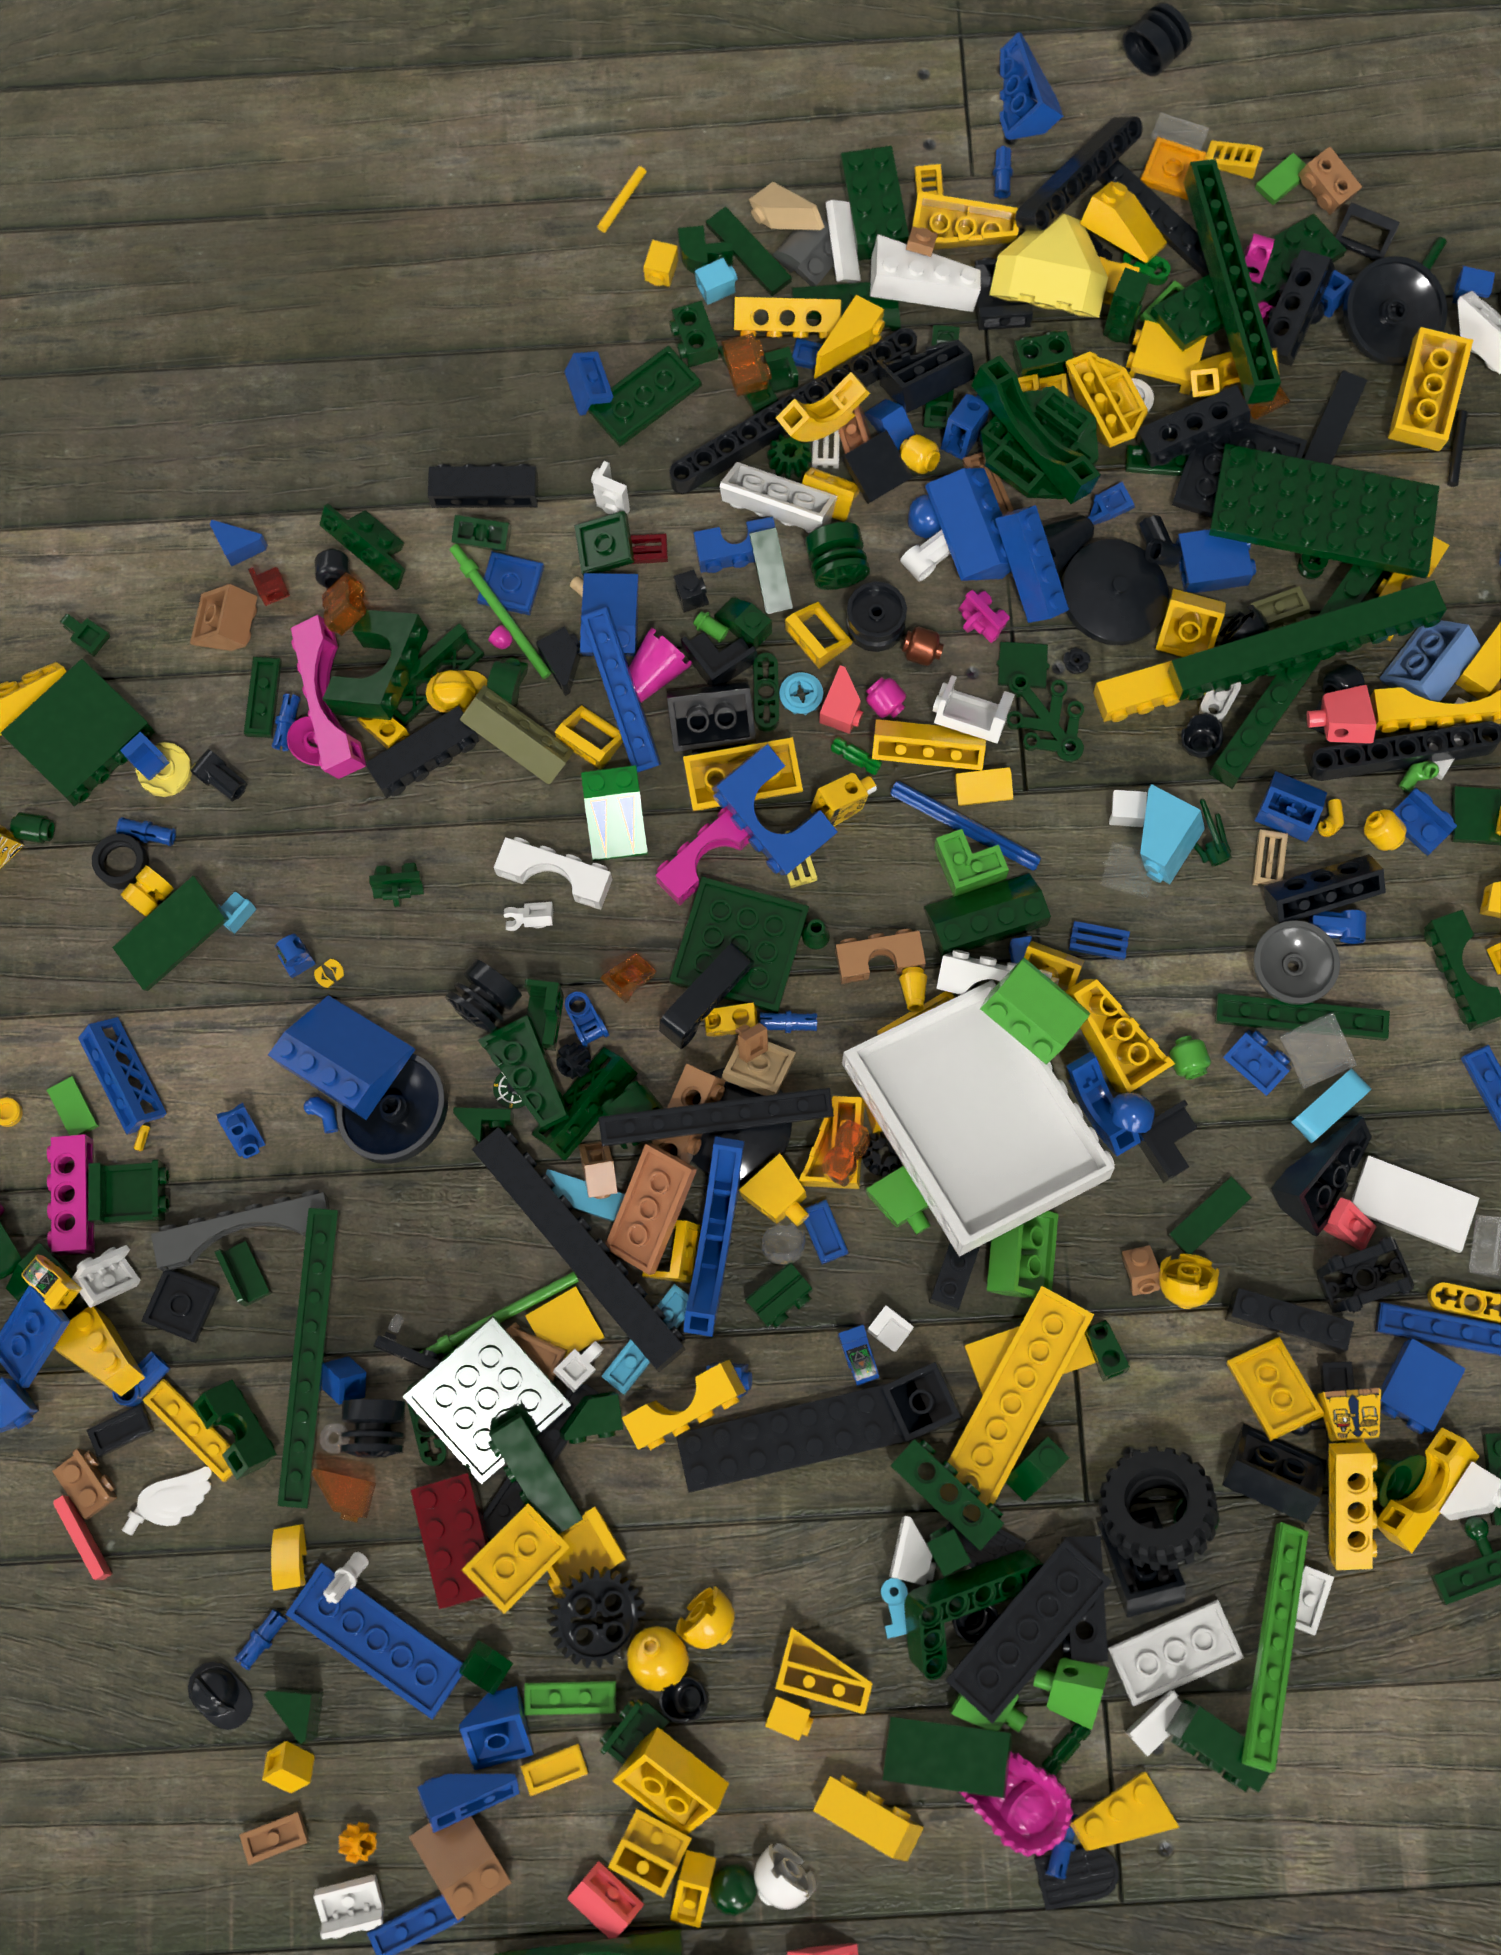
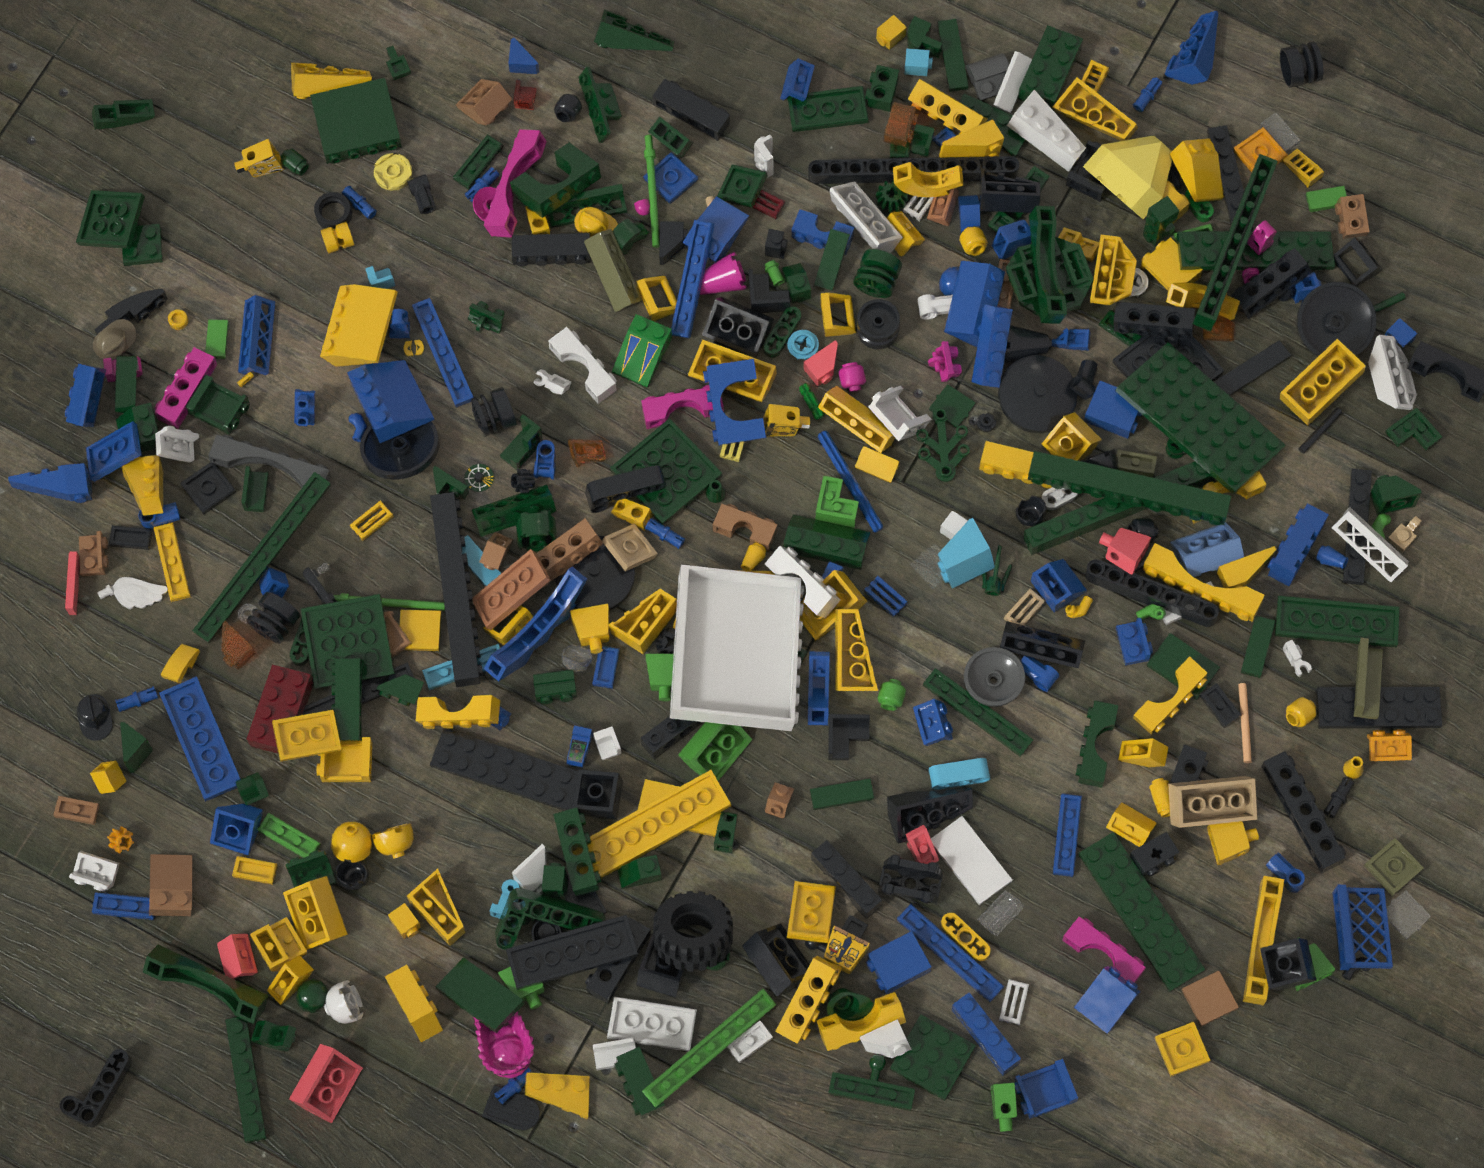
camera: 30 degrees right, 5 degrees down
(51, 1282) = (143, 427): yellow leg -> none
(144, 756) = (385, 157): blue panel -> none
(170, 933) = (335, 269): dark green tile -> none
(227, 1407) = (198, 558): dark green arch -> none
(245, 986) = (358, 325): none -> yellow slope
(335, 446) = (618, 34): none -> dark green wedge
(343, 604) = (560, 133): clear orange brick -> none
(346, 1577) = (205, 691): white axle -> none
(370, 958) = (442, 352): none -> blue plate
(417, 1249) = (376, 526): none -> yellow tile
(462, 1795) = (194, 850): blue slope -> none
(525, 1065) = (492, 468): dark green wing -> none
(577, 1368) = (411, 656): white plate -> none
(595, 1644) = (341, 782): black gear -> none
(715, 1117) = (581, 558): black tile -> none
(751, 1041) = (633, 529): medium nougat tile -> none
(784, 209) = (987, 41): tan slope -> none
(850, 1145) = (640, 624): clear orange brick -> none
(876, 467) = (940, 233): black tile -> none
(921, 241) = (1058, 109): medium nougat plate -> none
(922, 646) = (895, 358): copper head -> none
(1034, 1011) = (808, 606): bright green slope -> none
(1045, 362) = (1091, 228): dark green brick -> none
(1066, 1748) = (553, 1036): dark green axle -> none
(1074, 1689) = (577, 1004): bright green torso -> none
(1078, 173) = (1182, 121): black beam -> none
(1132, 1112) = (831, 702): blue hair -> none
(1188, 1280) = (800, 820): yellow cylinder -> none
(1318, 1050) = (972, 736): clear tile -> none
(1385, 830) = (1105, 632): yellow head -> none

